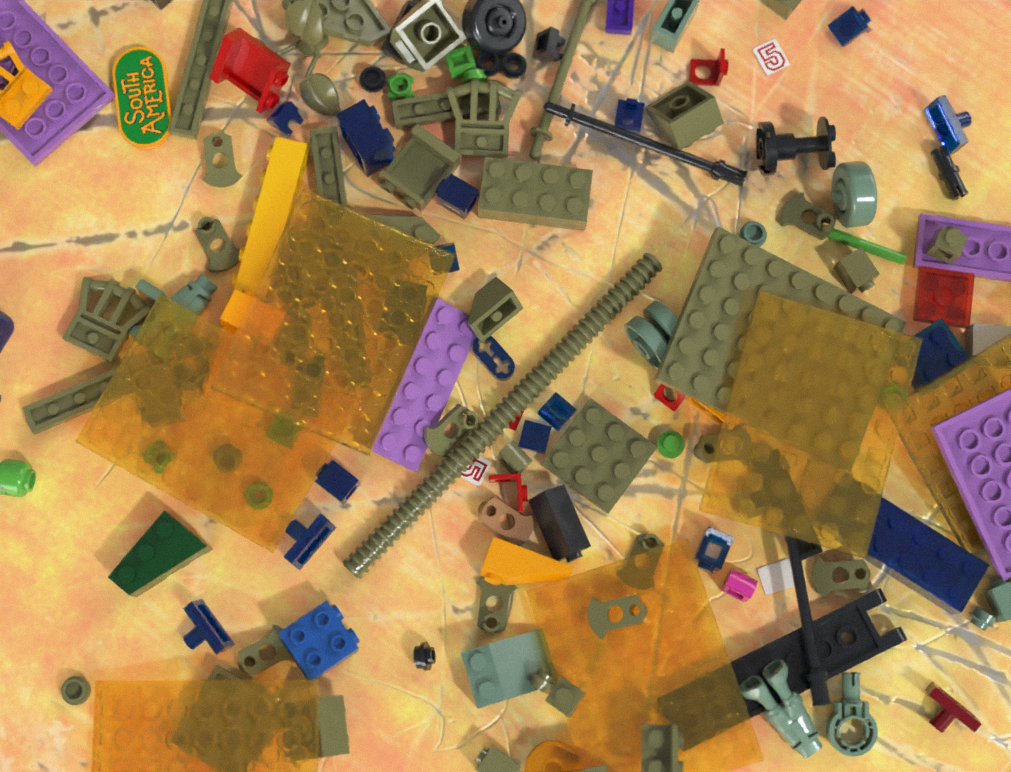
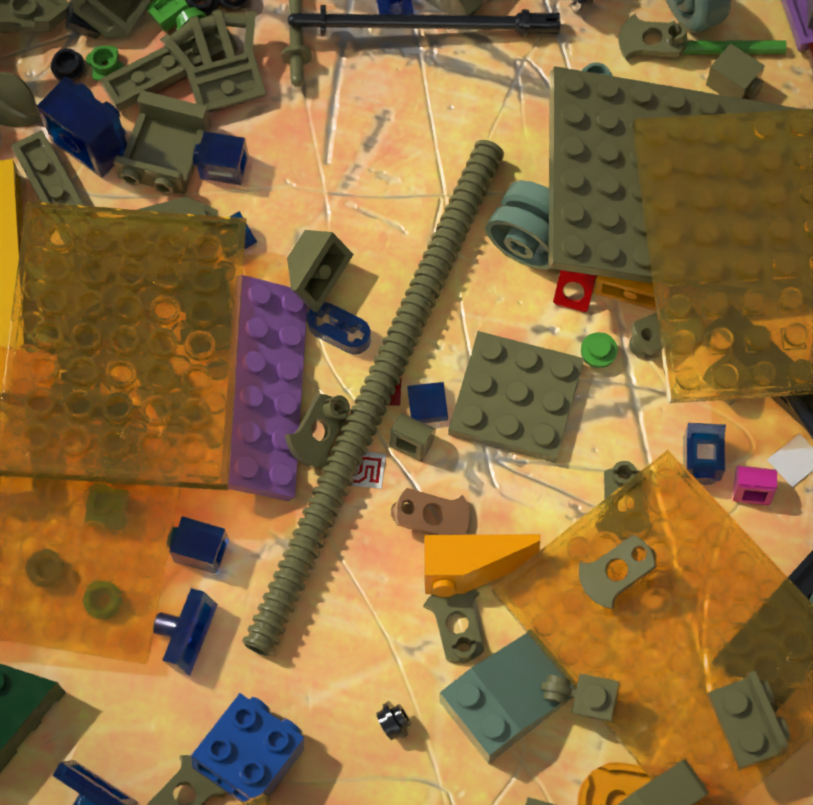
camera: 15 degrees left, 10 degrees down
(522, 492) = (420, 459): red bracket -> none
(535, 193) = (316, 122): olive brick -> none
(557, 411) = (443, 361): clear blue brick -> none
(559, 524) = (501, 490): black brick -> none

